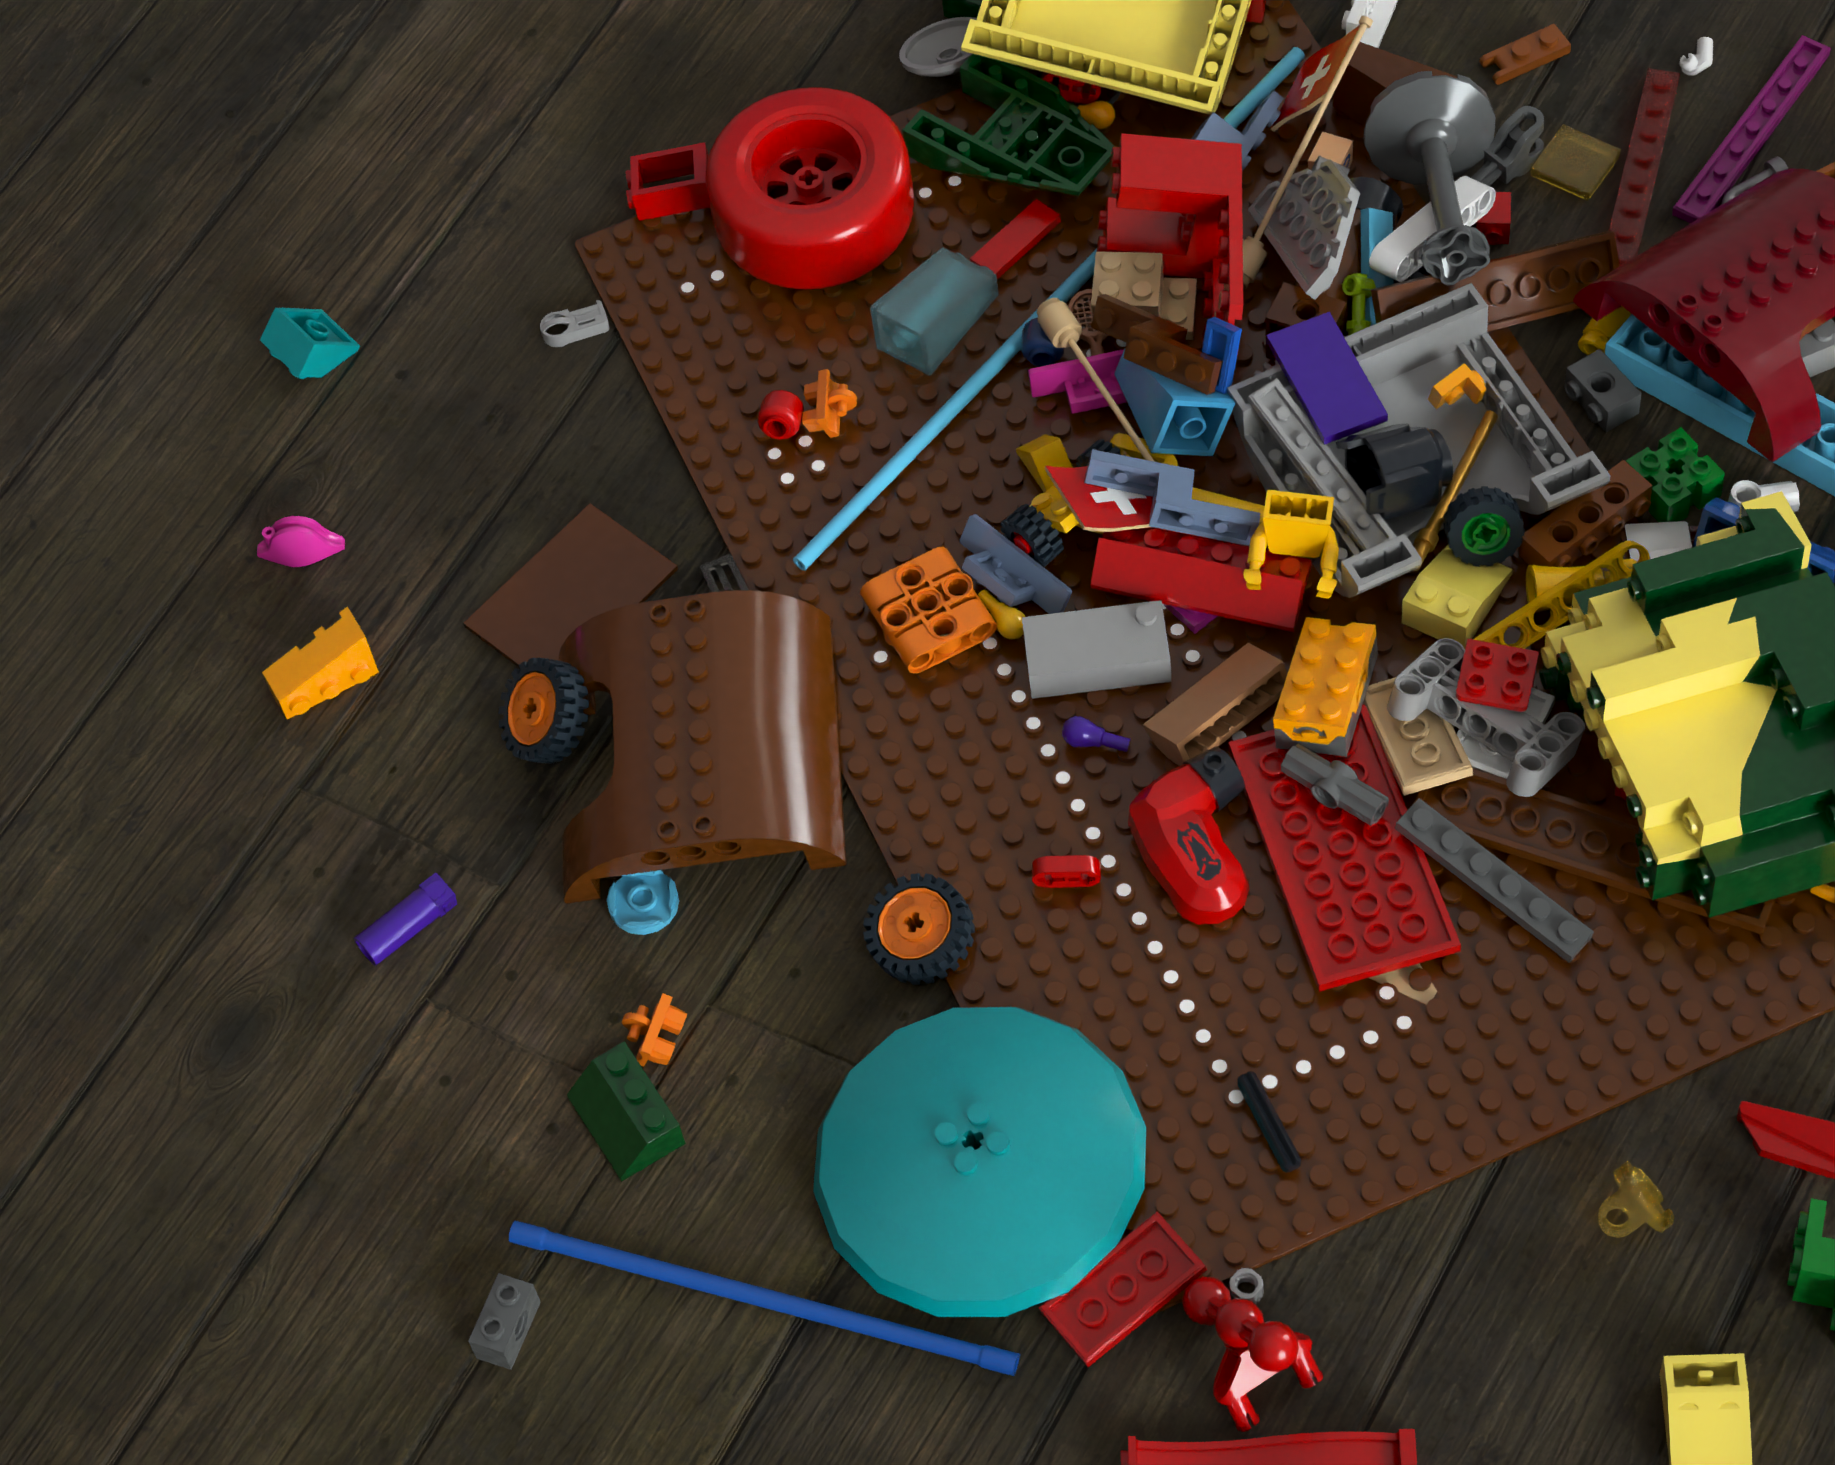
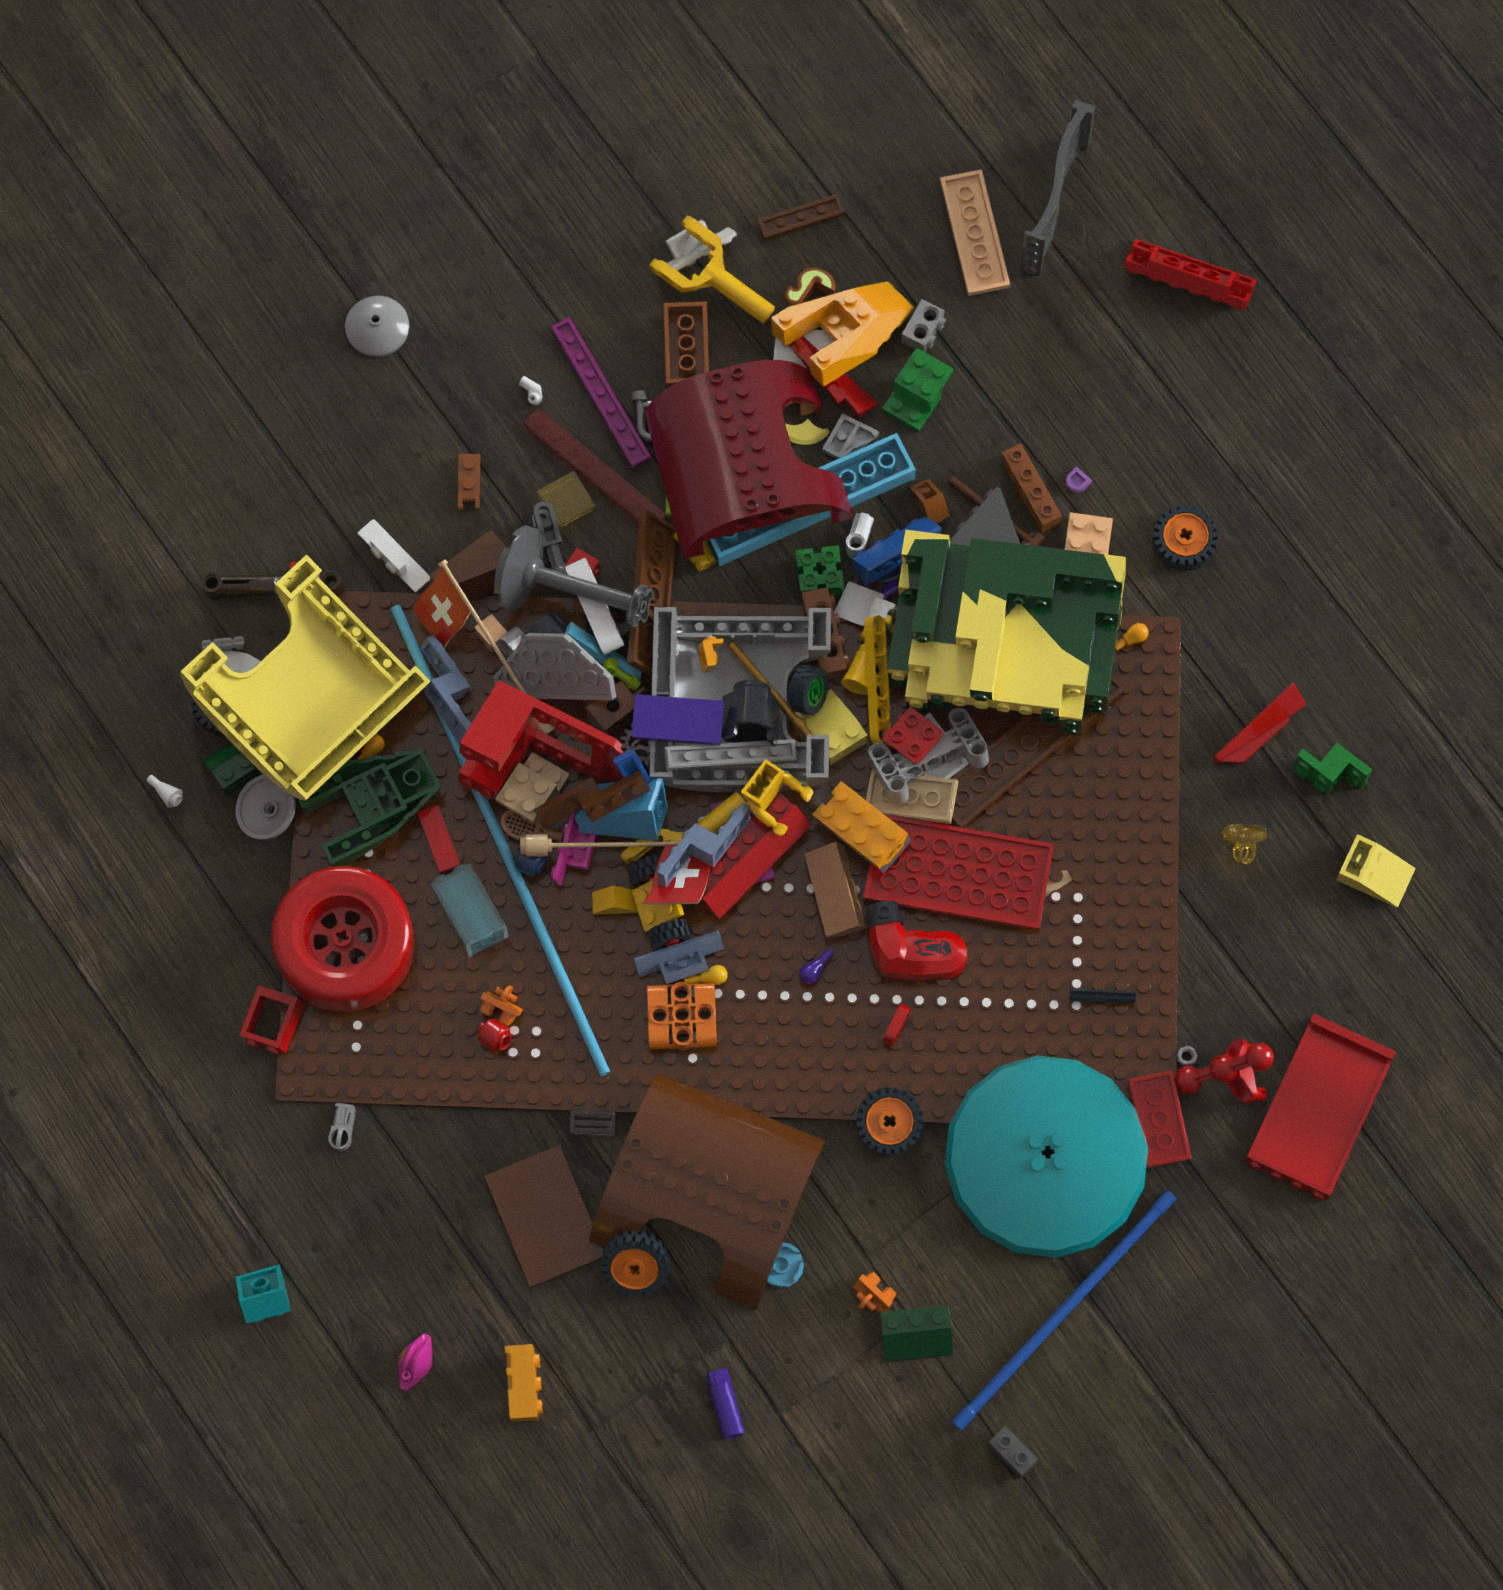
camera: 70 degrees left, 15 degrees up
(1096, 649) = (762, 937): light grey brick -> none
(1334, 784) = (926, 856): dark grey piece -> none
(1494, 880) = (1023, 806): dark grey plate -> none
(1602, 390) = (747, 568): dark grey brick -> none

